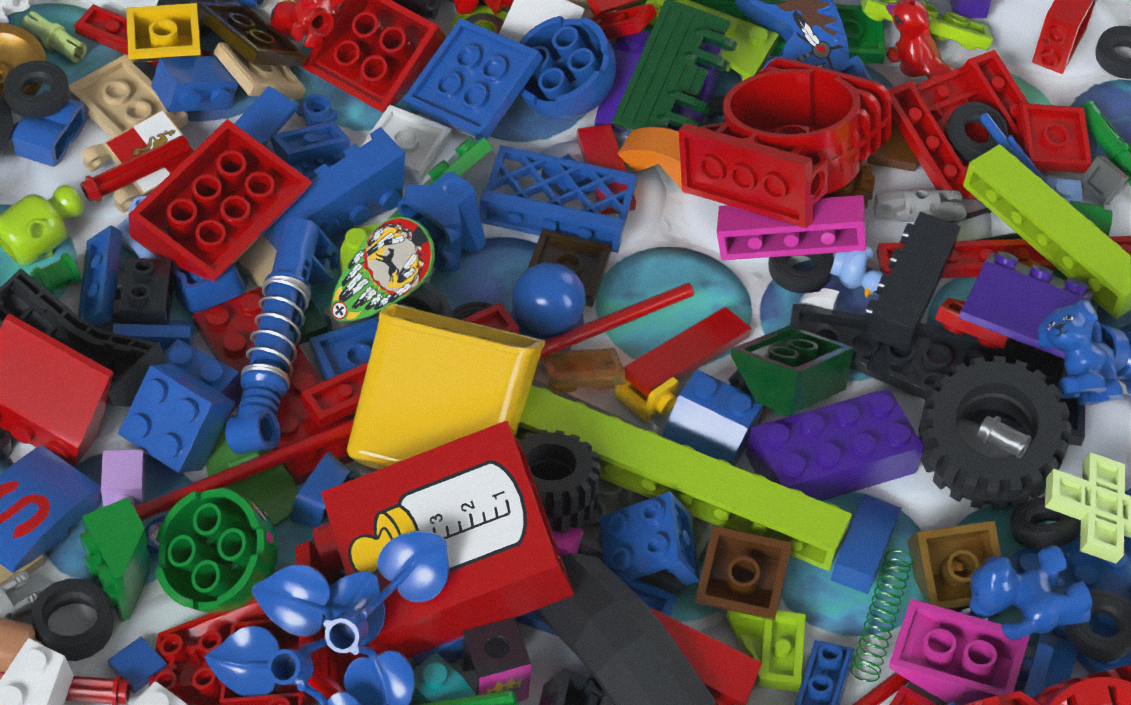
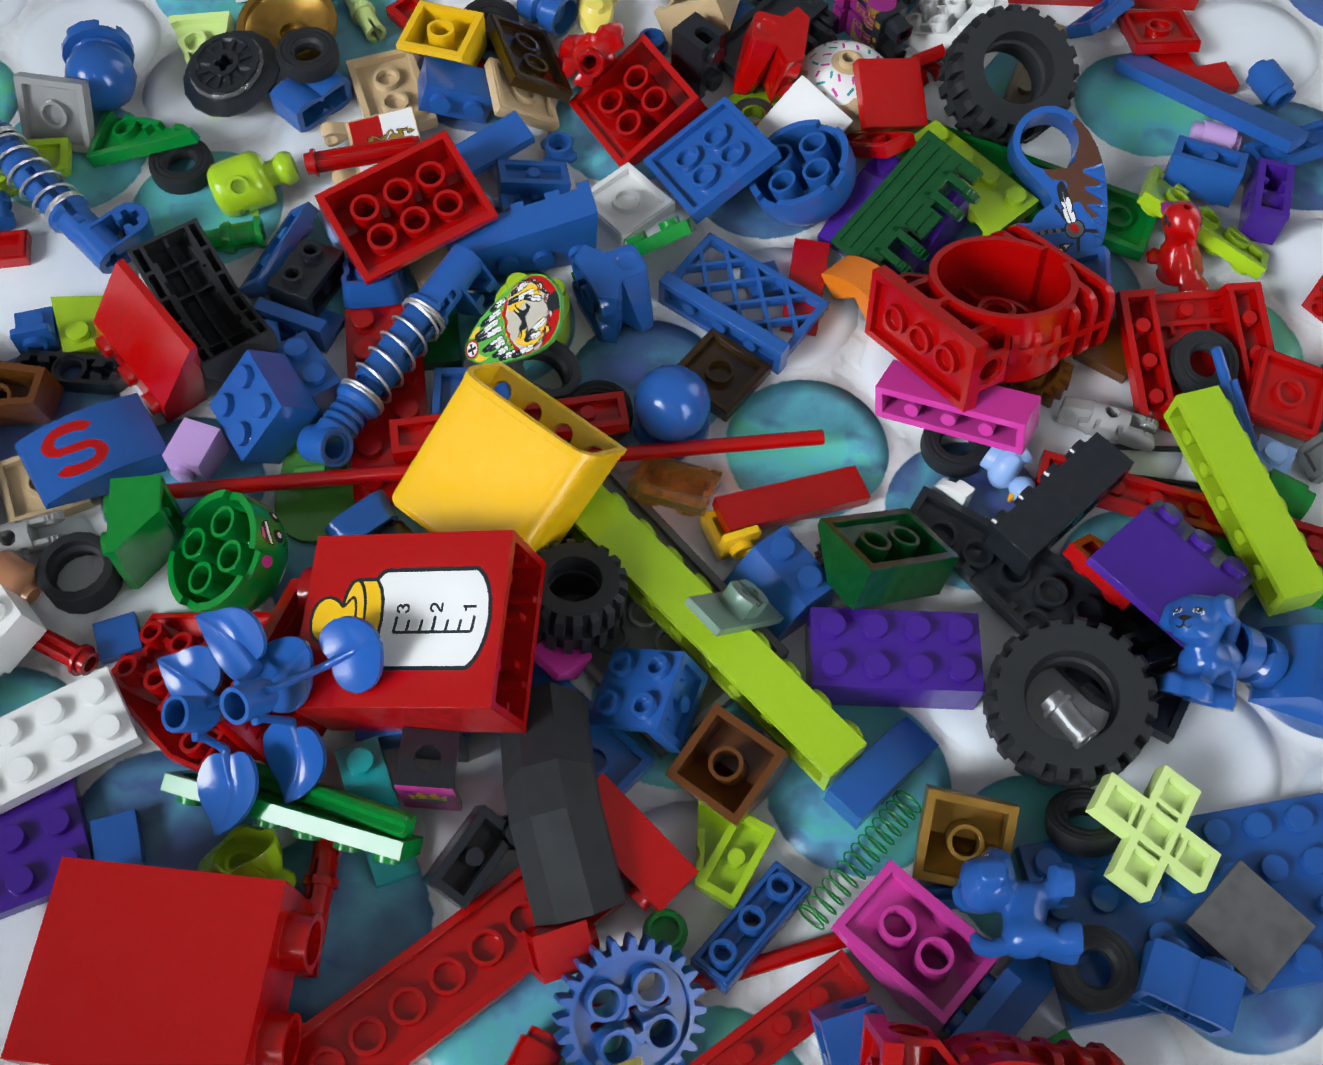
camera: 25 degrees right, 10 degrees up
(696, 441) = (735, 609): none -> sand green piece

